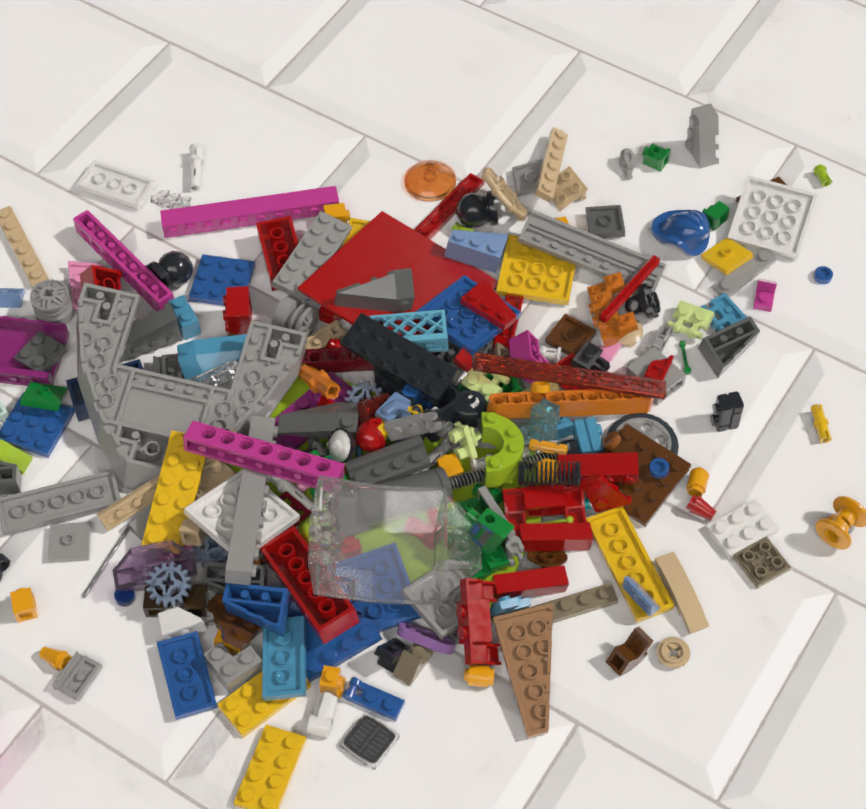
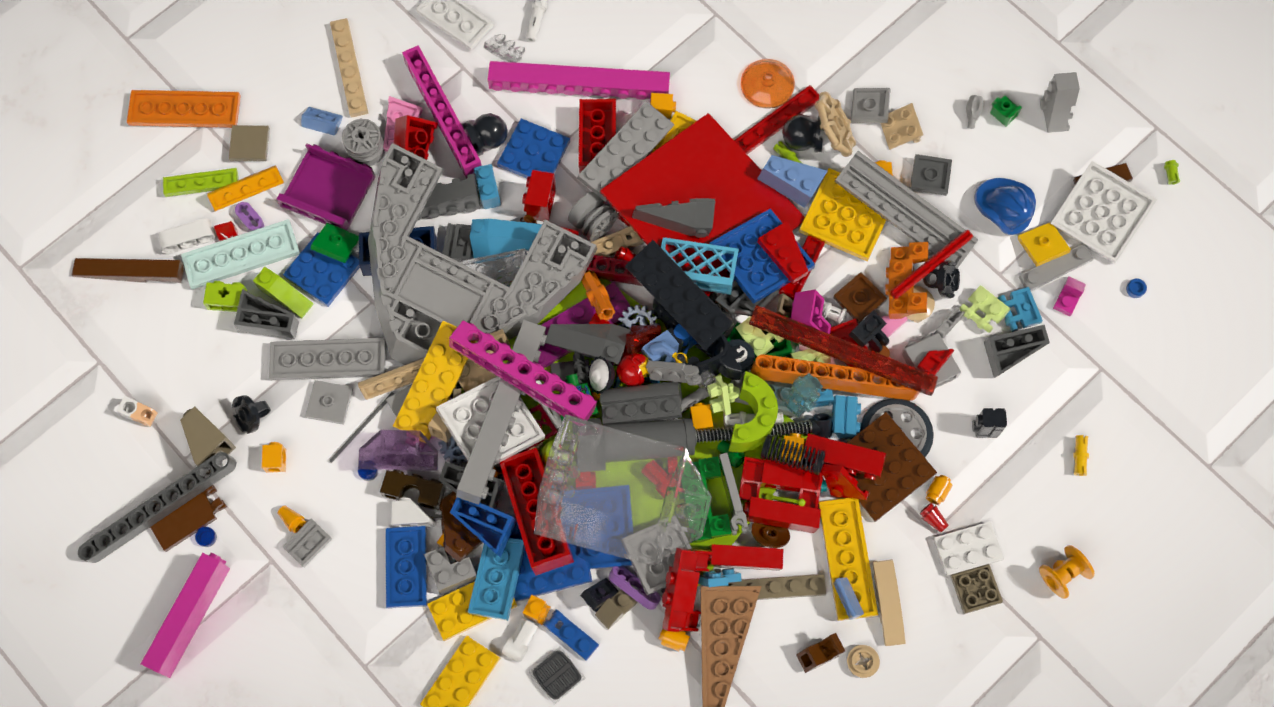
camera: 15 degrees right, 15 degrees up
(41, 353) = (342, 194): dark grey plate -> none
(177, 586) = (410, 469): sand blue gear -> none
(464, 360) = (744, 306): red tile -> none
(488, 529) = (717, 502): green torso -> none
(540, 387) = (810, 357): light orange tile -> none
(548, 447) = (801, 421): light orange axle -> none
(551, 164) = (893, 97): tan plate -> none
(611, 441) = (865, 427): dark orange tile -> none
(659, 468) = (903, 469): blue tile -> none
(687, 370) = (965, 363): green hinge -> none
(716, 214) = (1047, 193): green brick -> none

